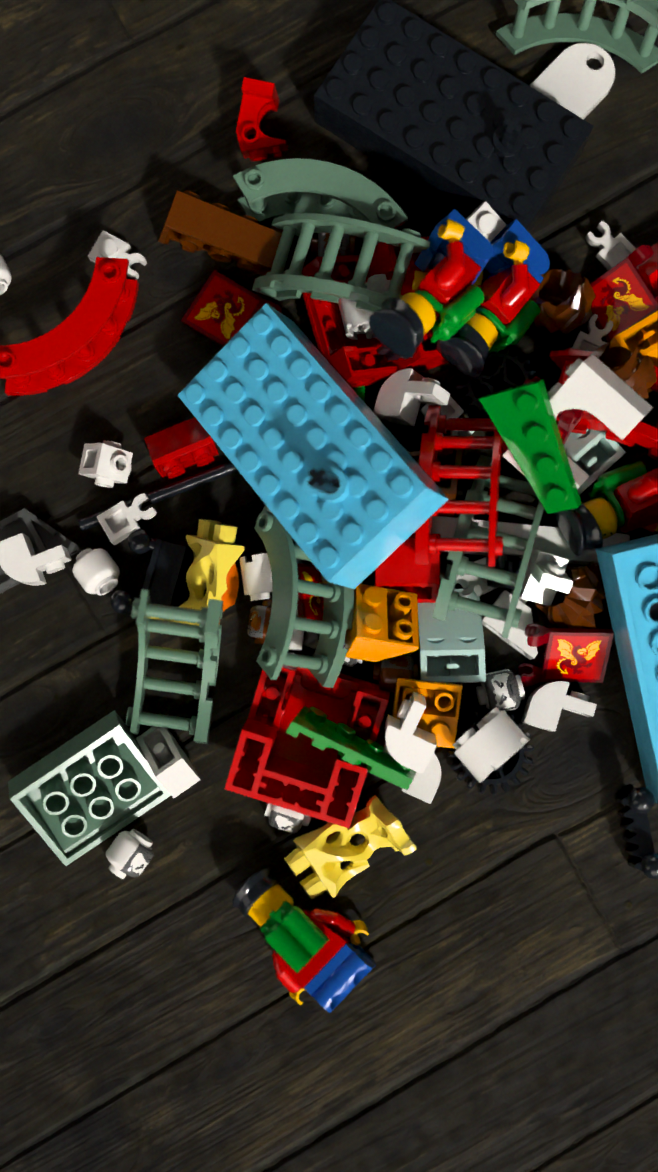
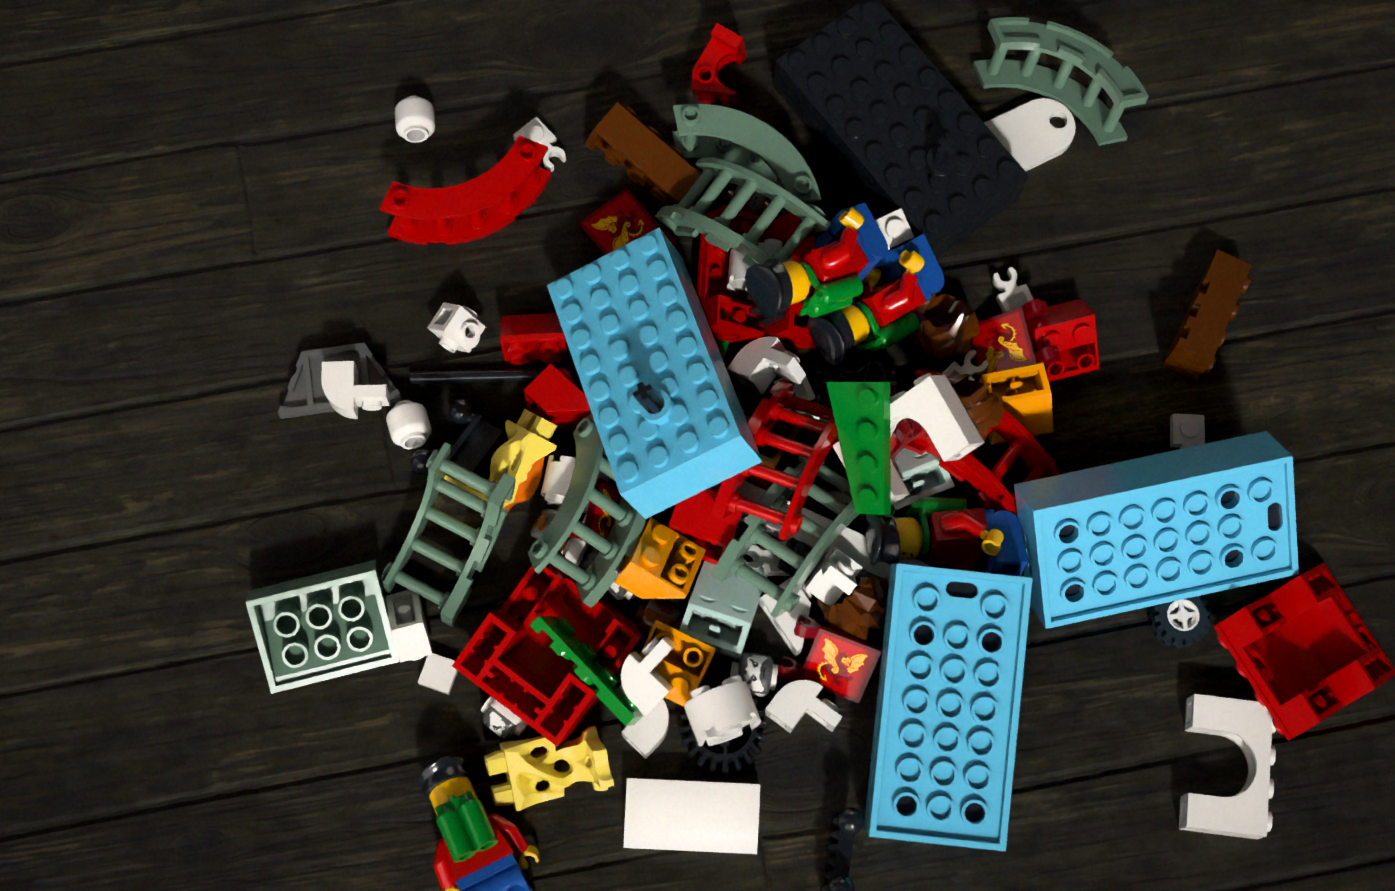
camera: 15 degrees right, 10 degrees down
(122, 520) = (452, 384): white plate -> none
(129, 854) = (337, 701): white head -> none
(211, 793) = (438, 673): none -> white tile
(227, 500) = (557, 398): none -> red slope
(490, 840) = (691, 816): none -> white slope

